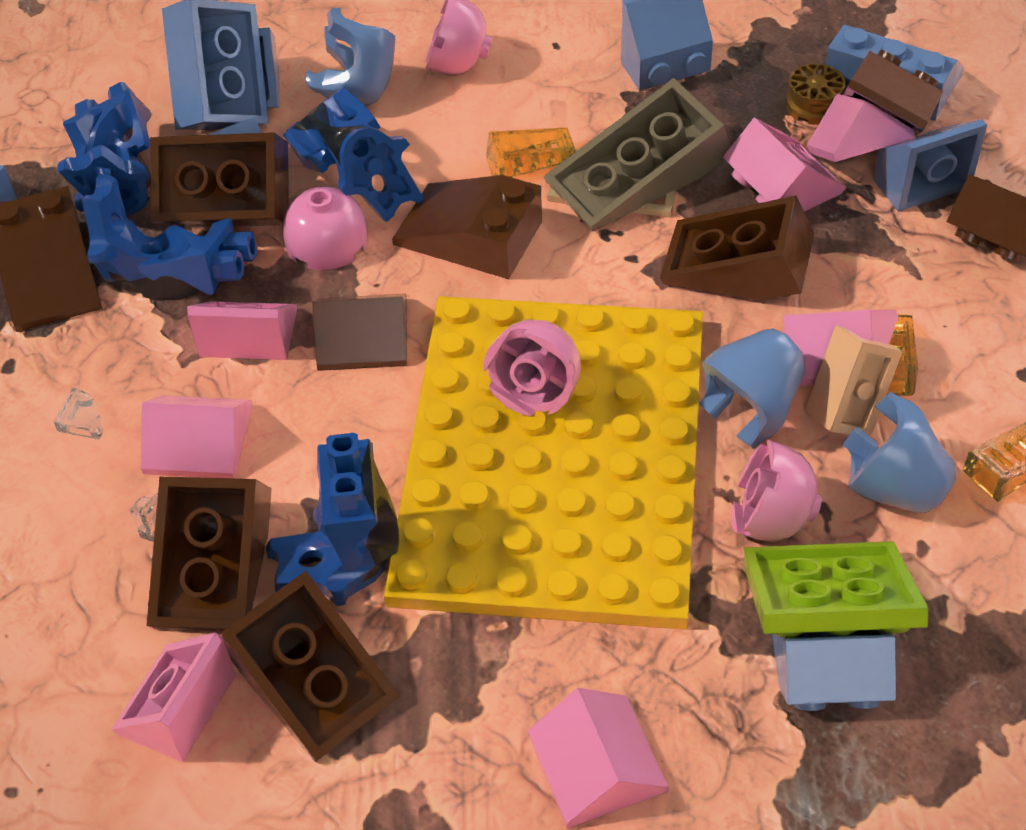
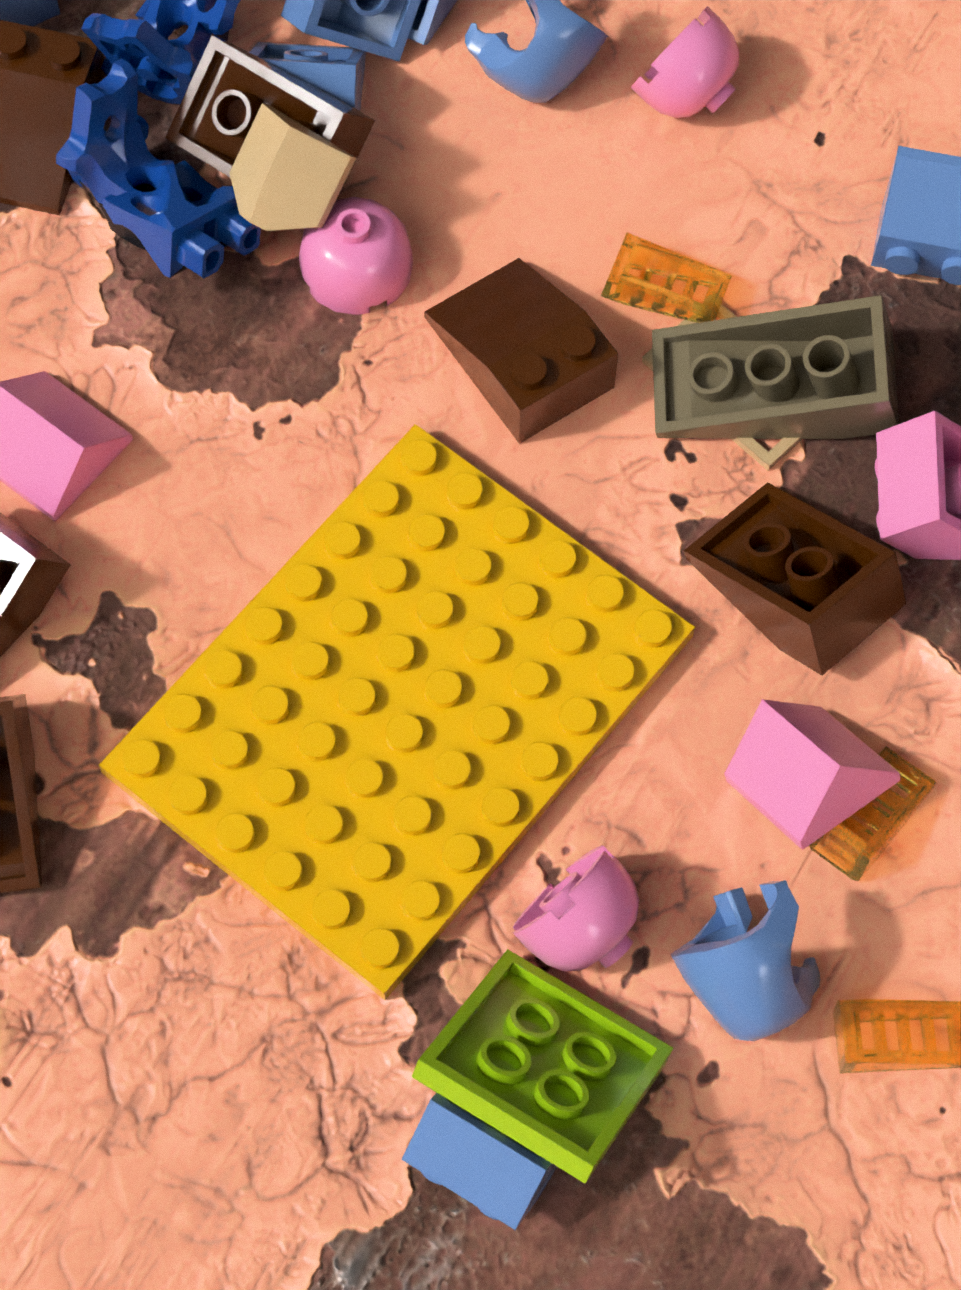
camera: 30 degrees right, 15 degrees up
(242, 329) = (182, 334): bright pink slope -> none
(255, 189) = (287, 174): none -> tan slope
(348, 135) = (436, 150): blue hips -> none
(353, 522) = (90, 669): blue hips -> none
(360, 331) = (304, 414): reddish brown slope -> none
(533, 367) = (427, 595): bright pink cylinder -> none
(595, 756) = (184, 1081): bright pink slope -> none
(763, 371) = (665, 762): medium blue piece -> none
(852, 382) = (771, 834): light nougat panel -> none

